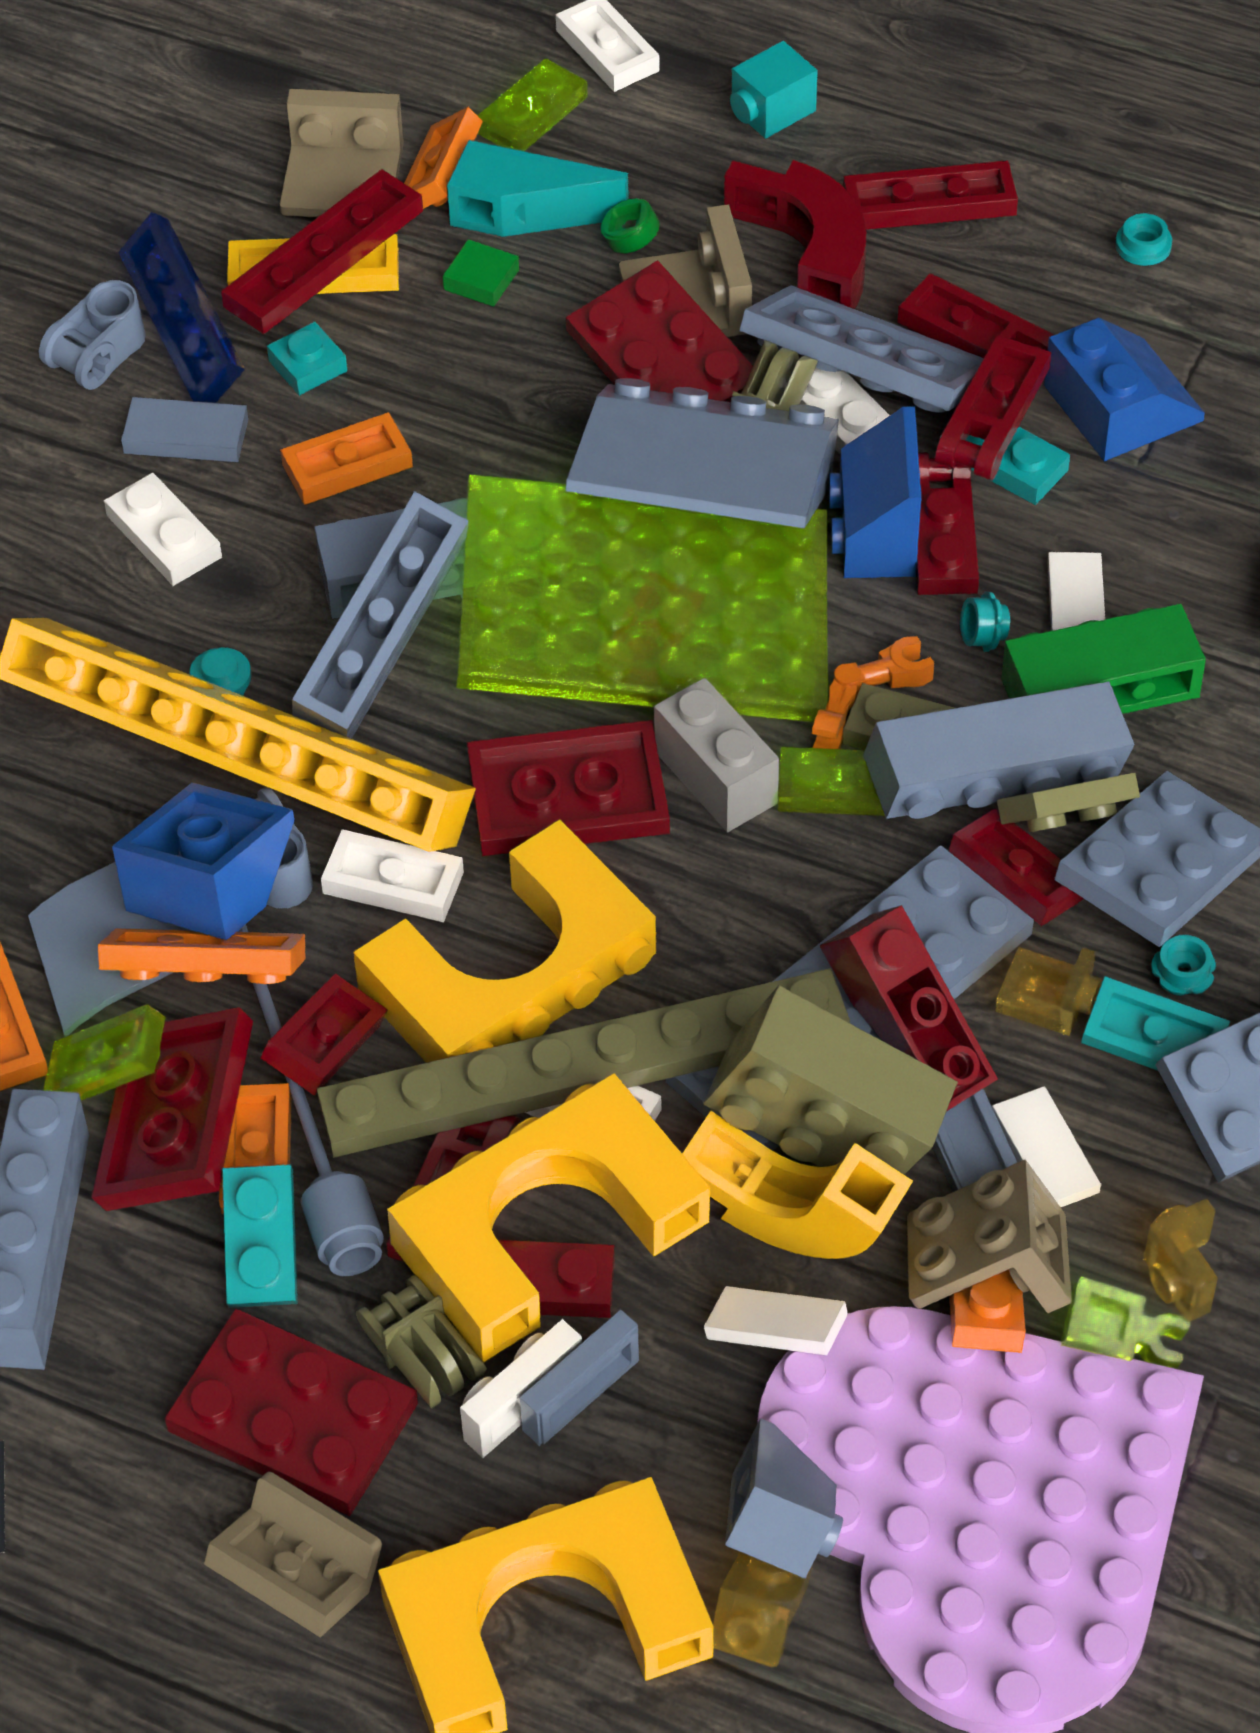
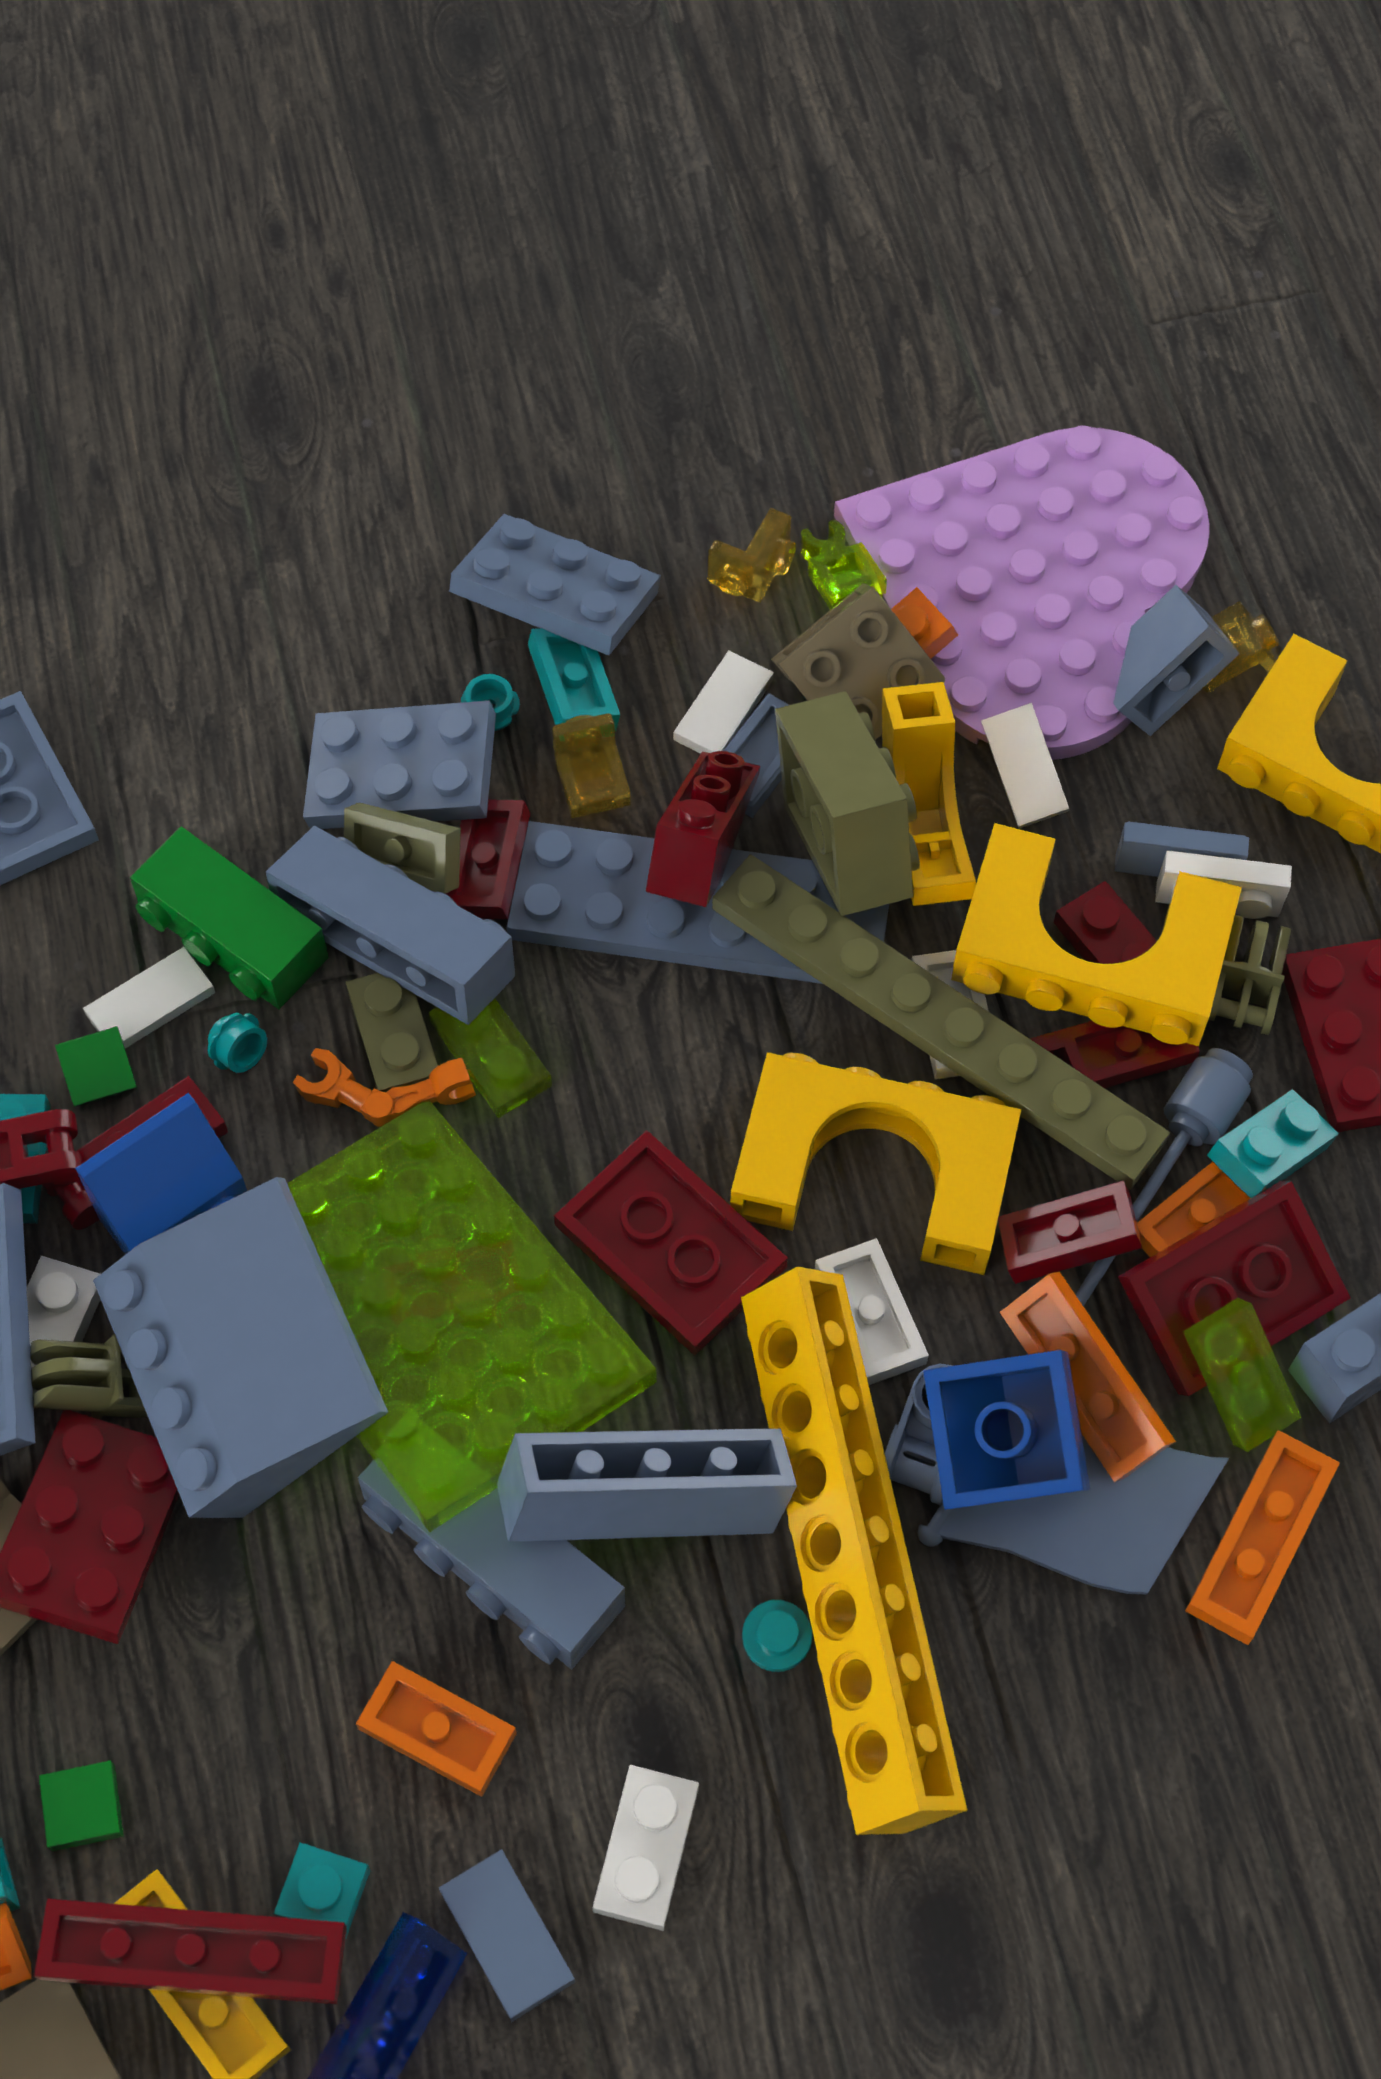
camera: 130 degrees left, 10 degrees up
(716, 754) = (552, 1137): light grey brick -> none
(1036, 530) = (96, 1066): none -> green tile

